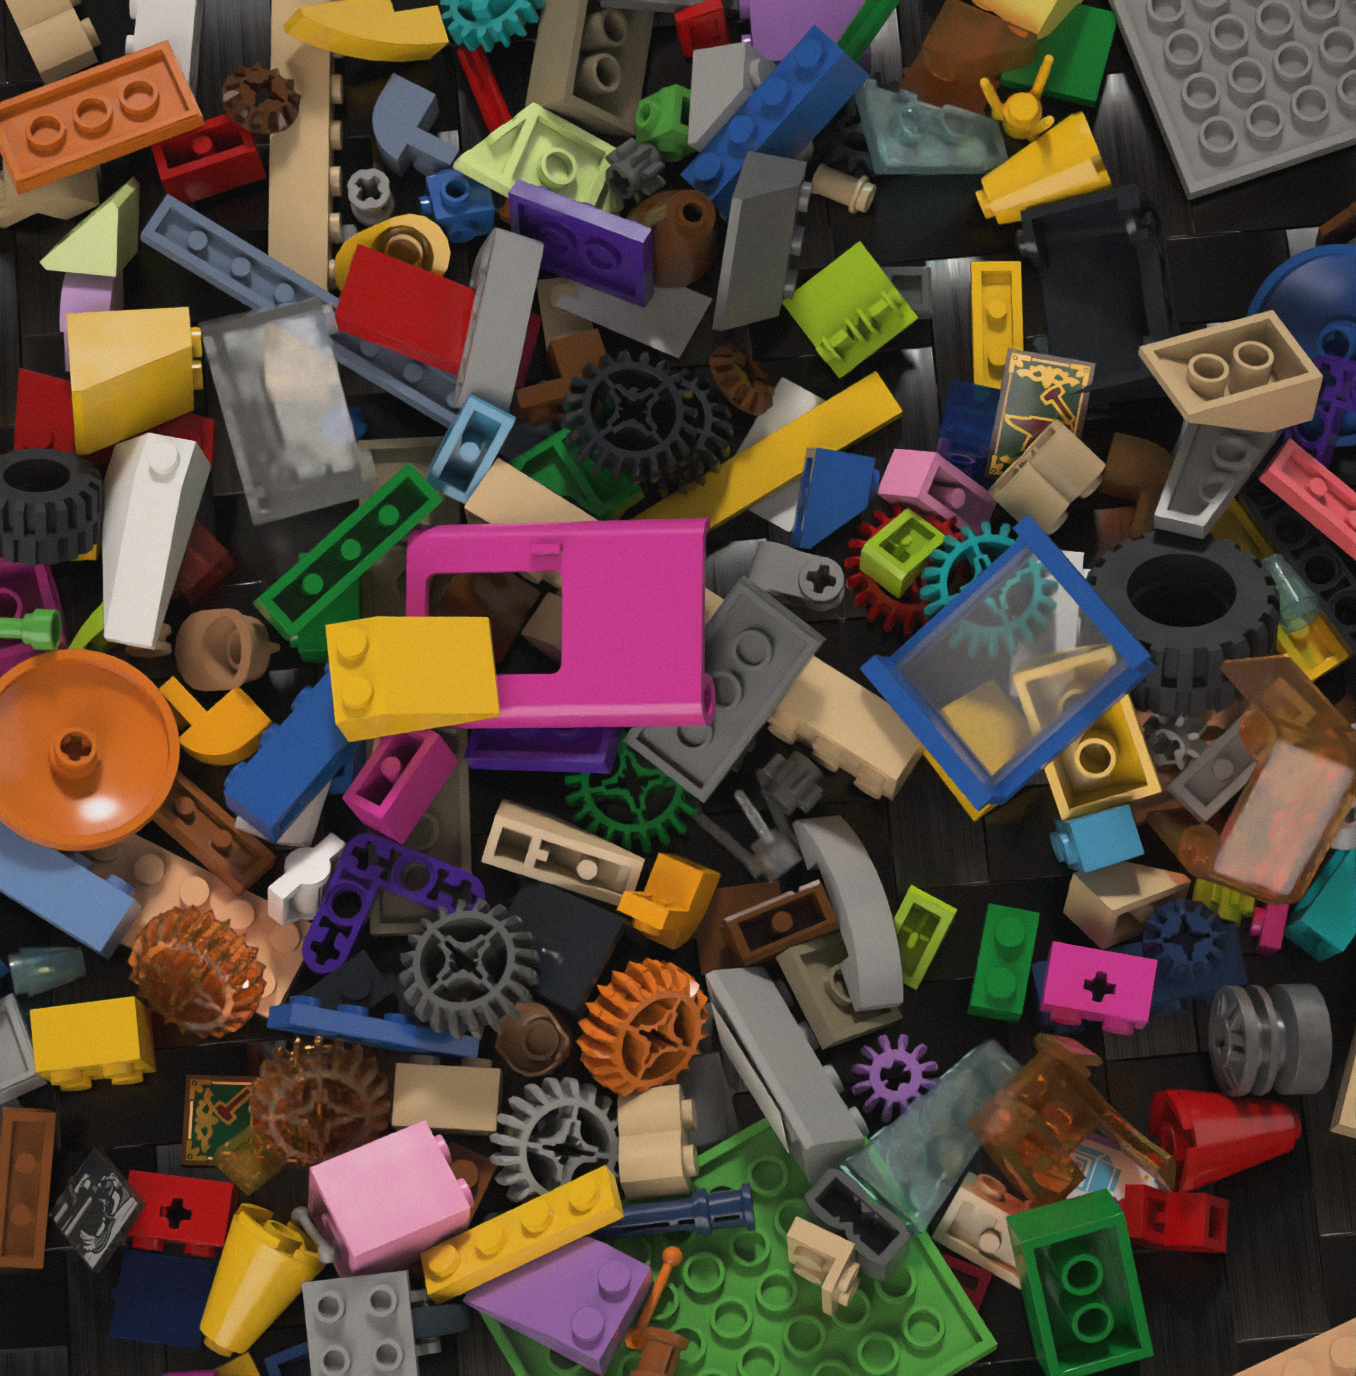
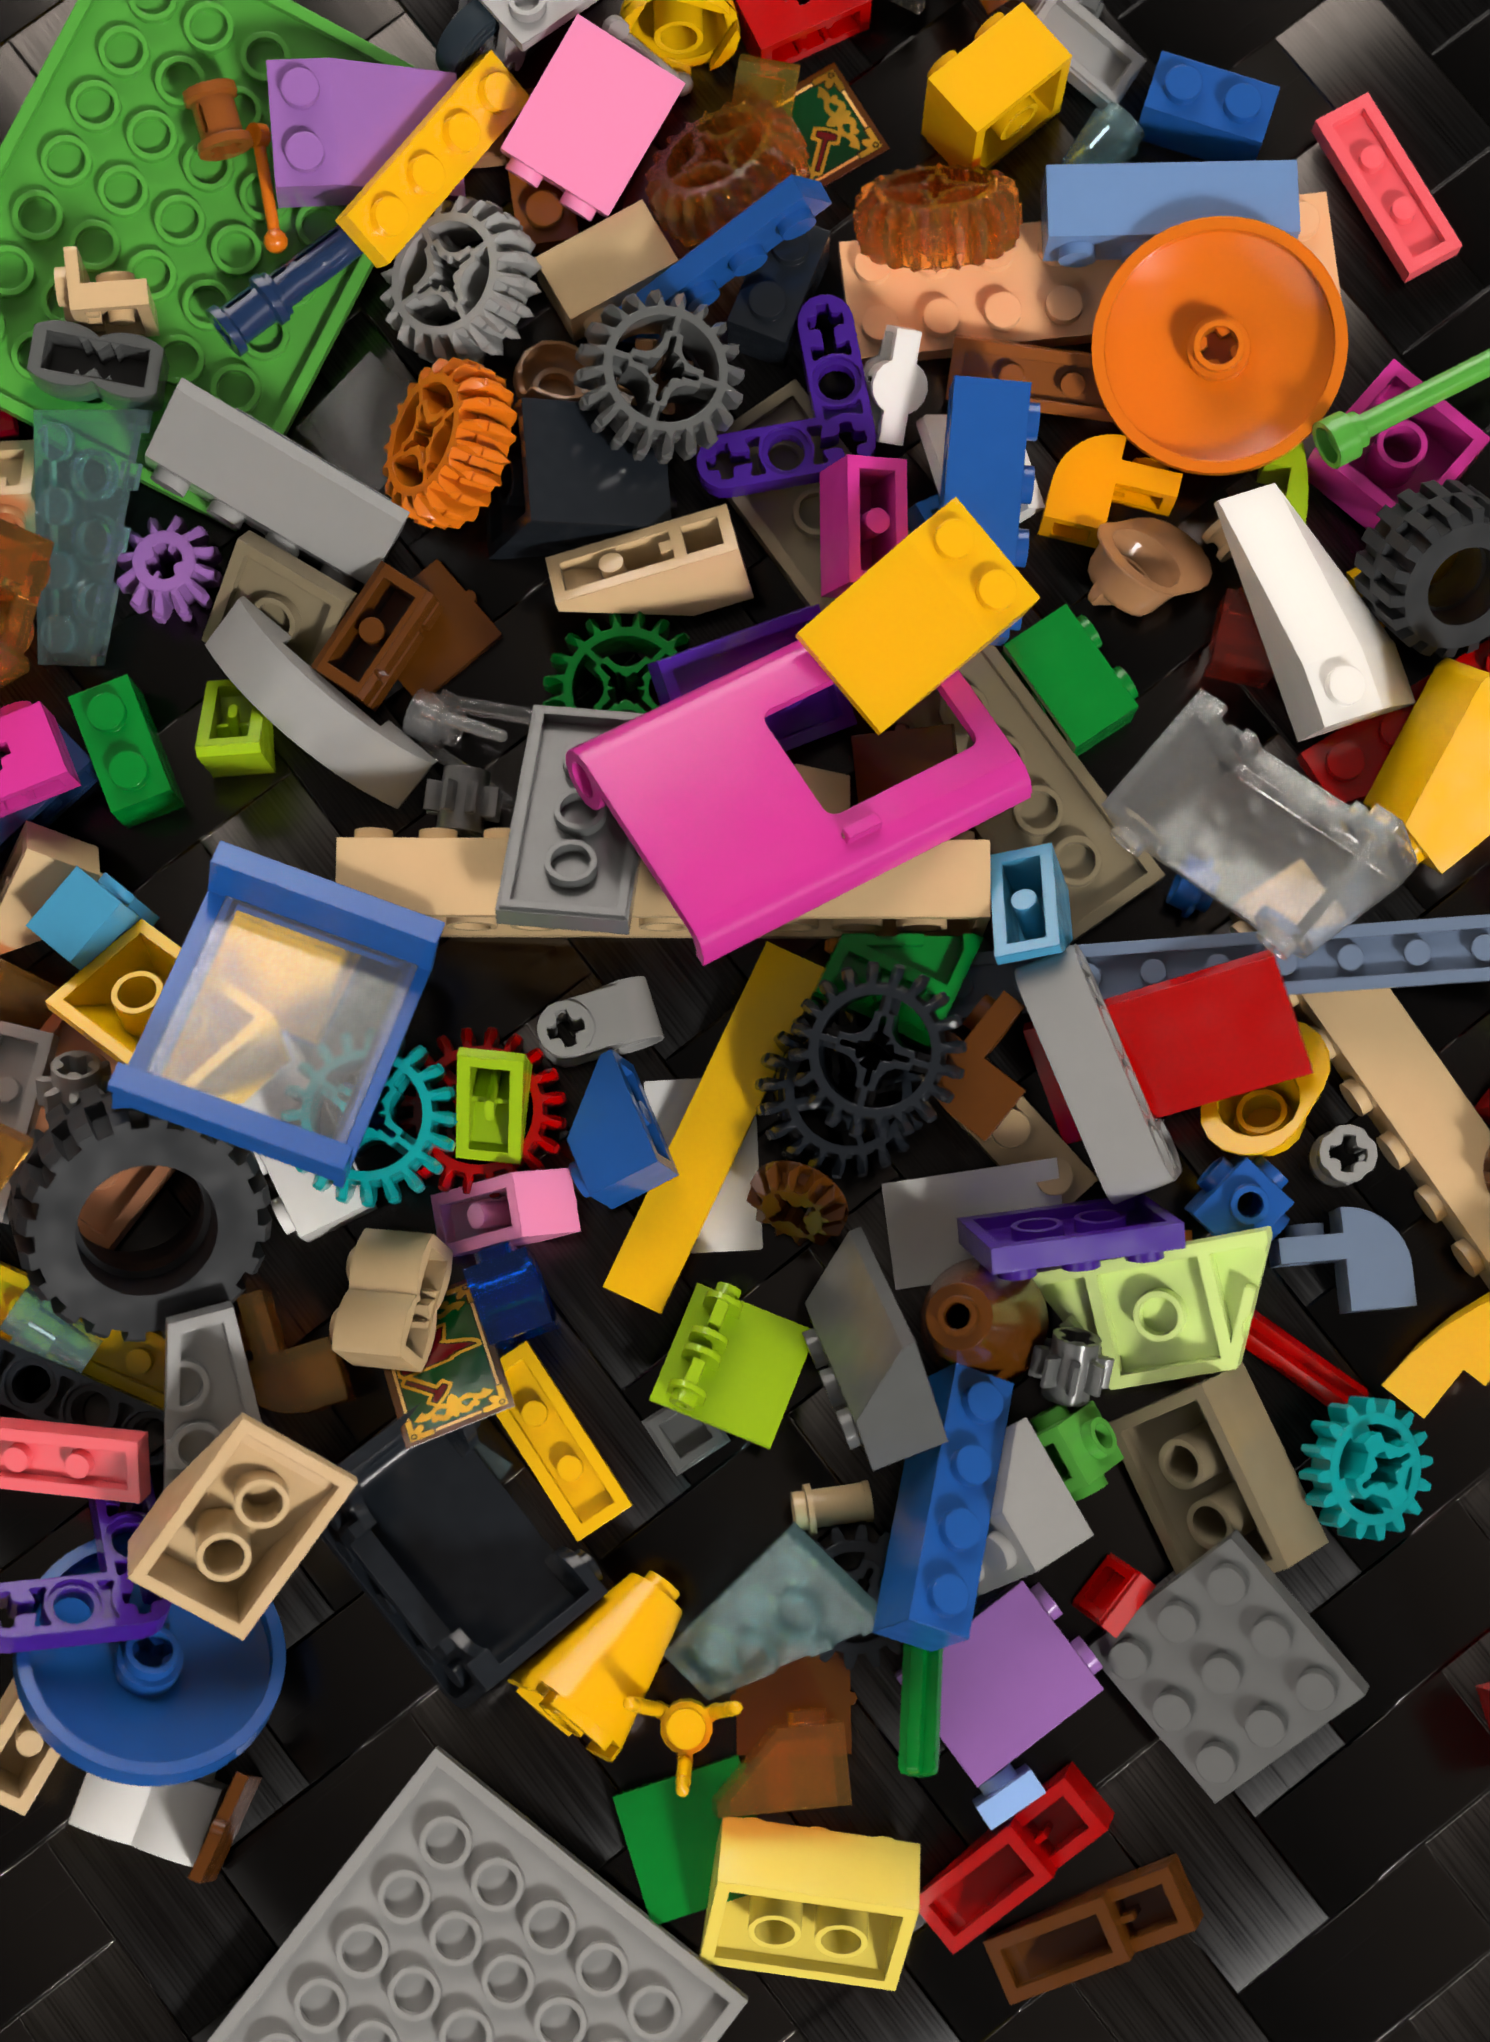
camera: 145 degrees right, 5 degrees up
(347, 551) = (1081, 717): green brick -> none
(655, 1143) = (365, 345): tan brick -> none
(671, 901) = (509, 596): light orange brick -> none

